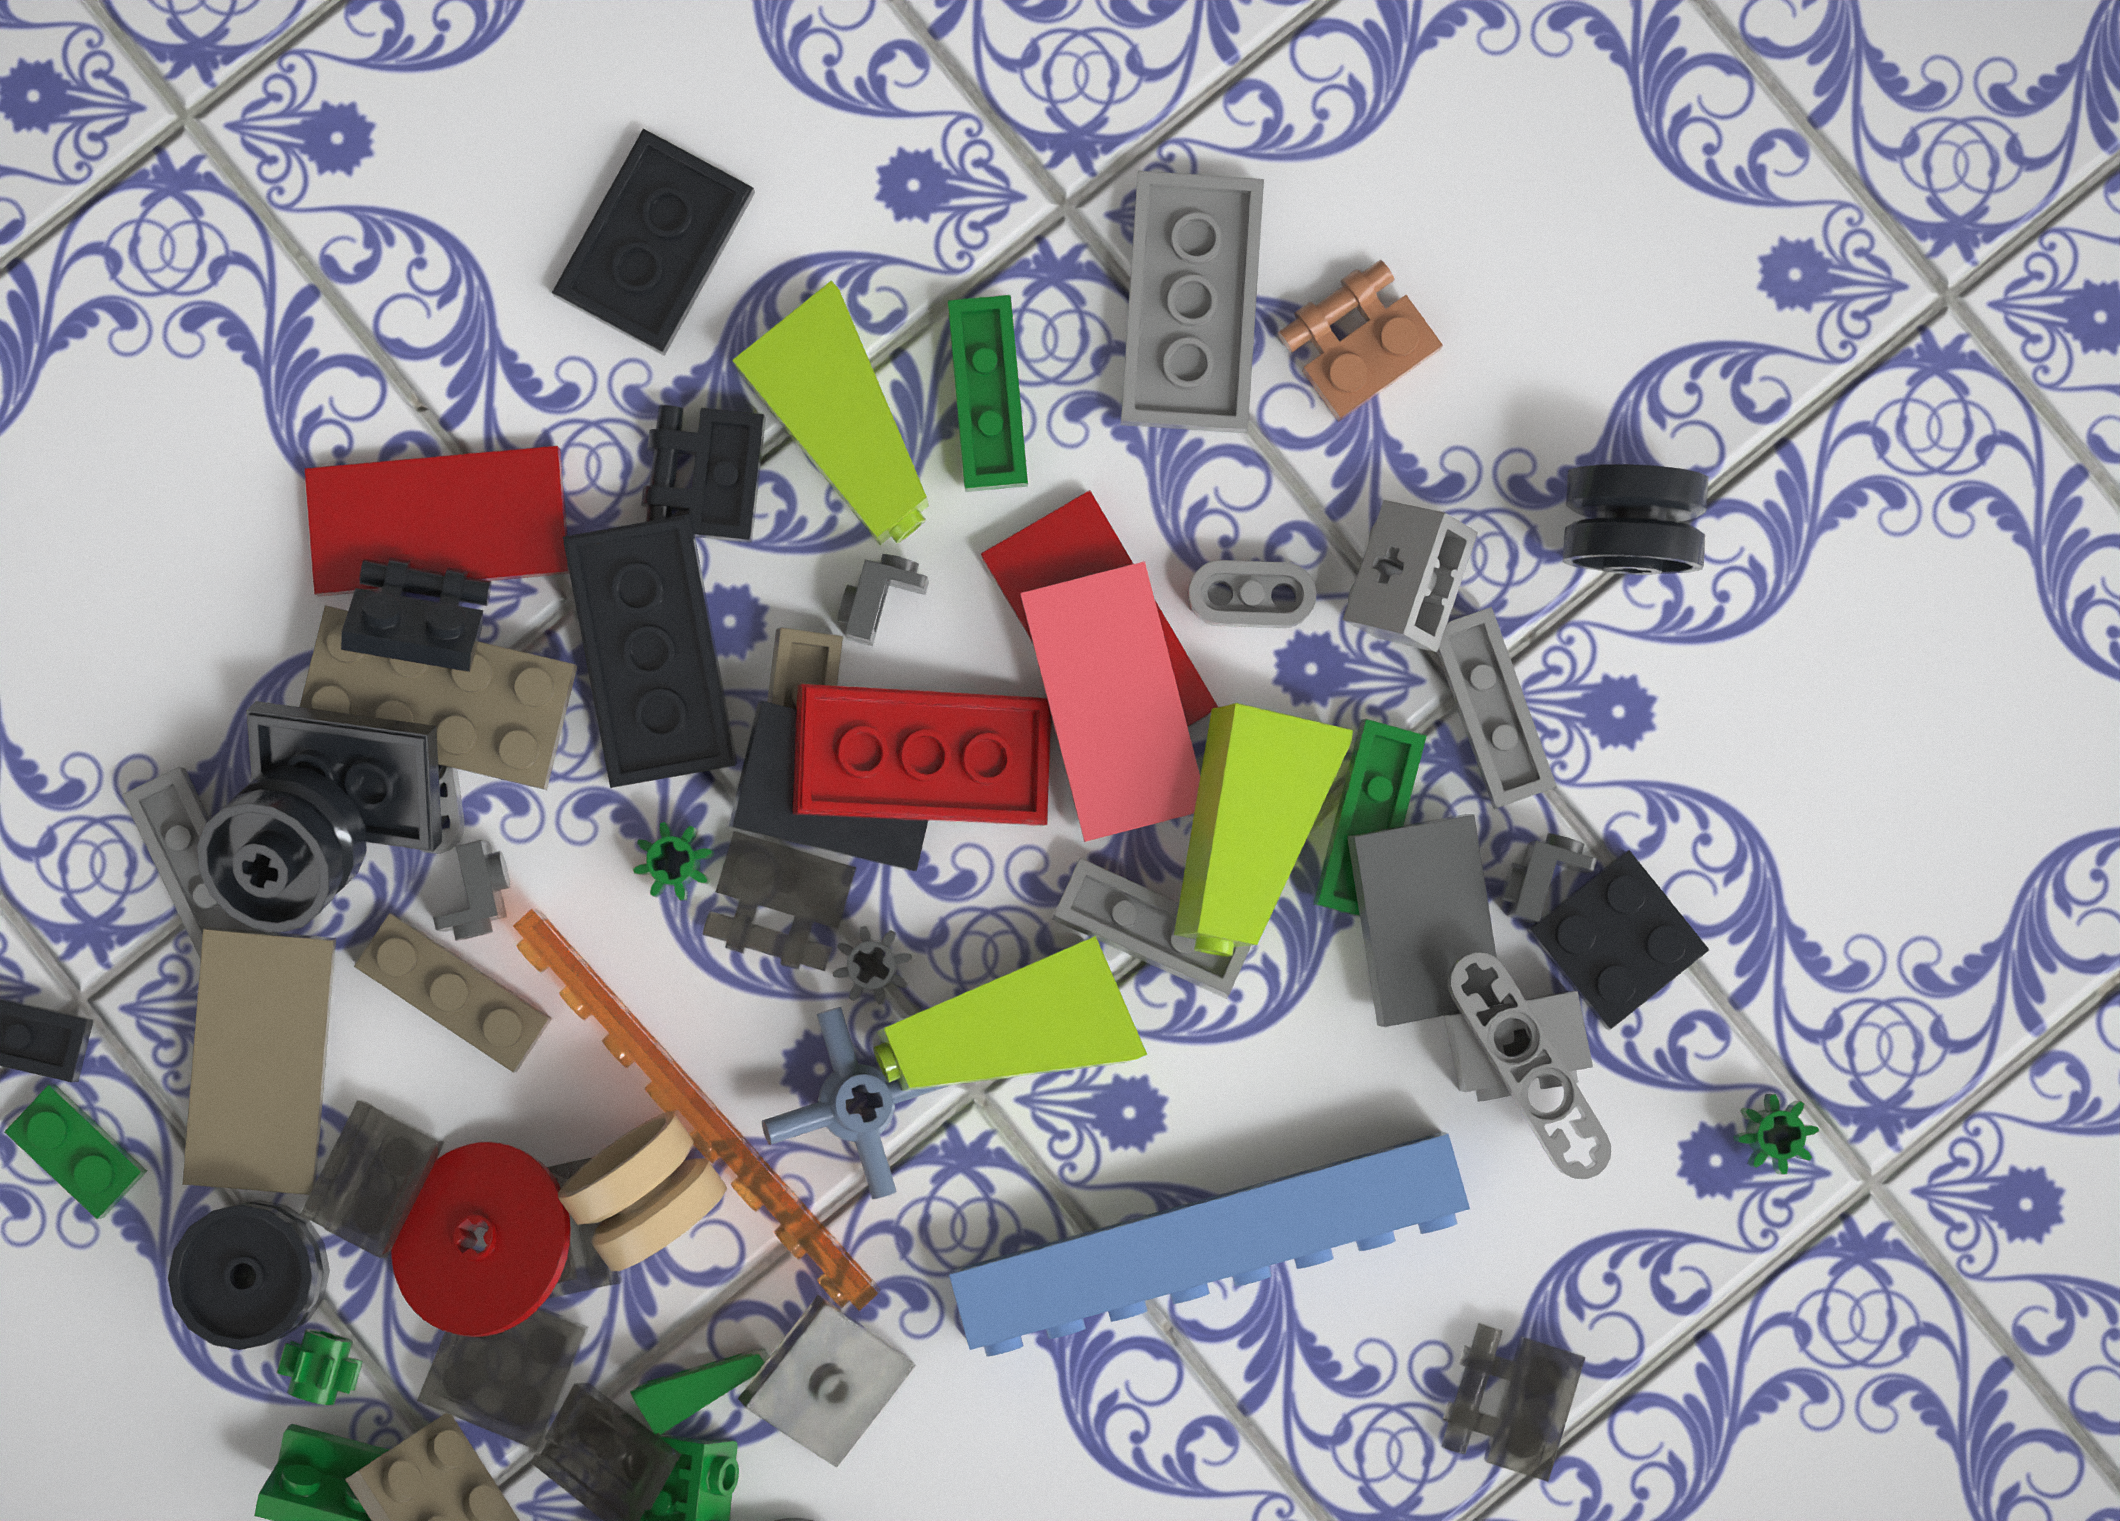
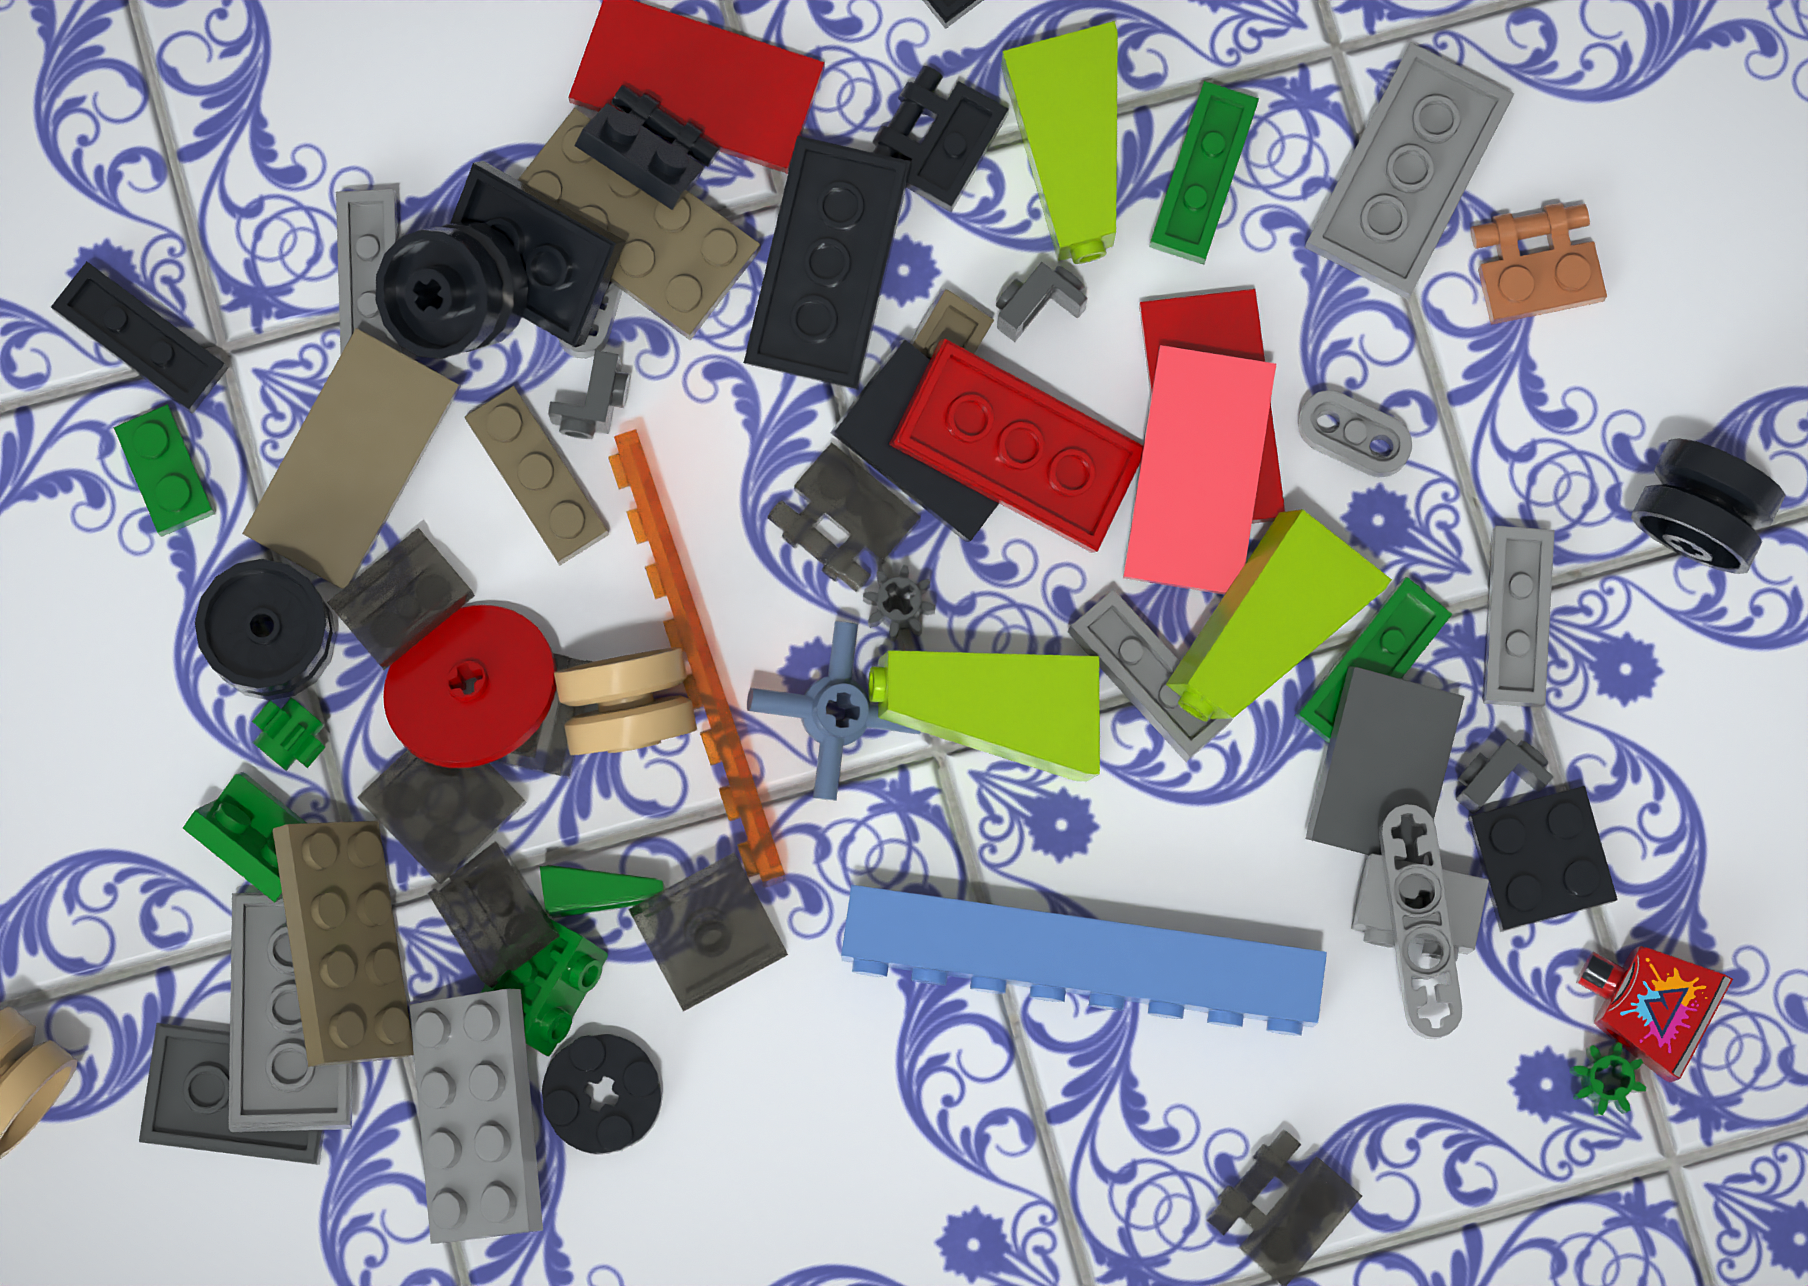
camera: 25 degrees right, 5 degrees down
(657, 852) = (758, 434): green gear -> none
(1410, 575) = (1496, 473): light grey brick -> none
(1791, 1040) = (1655, 1005): none -> red torso

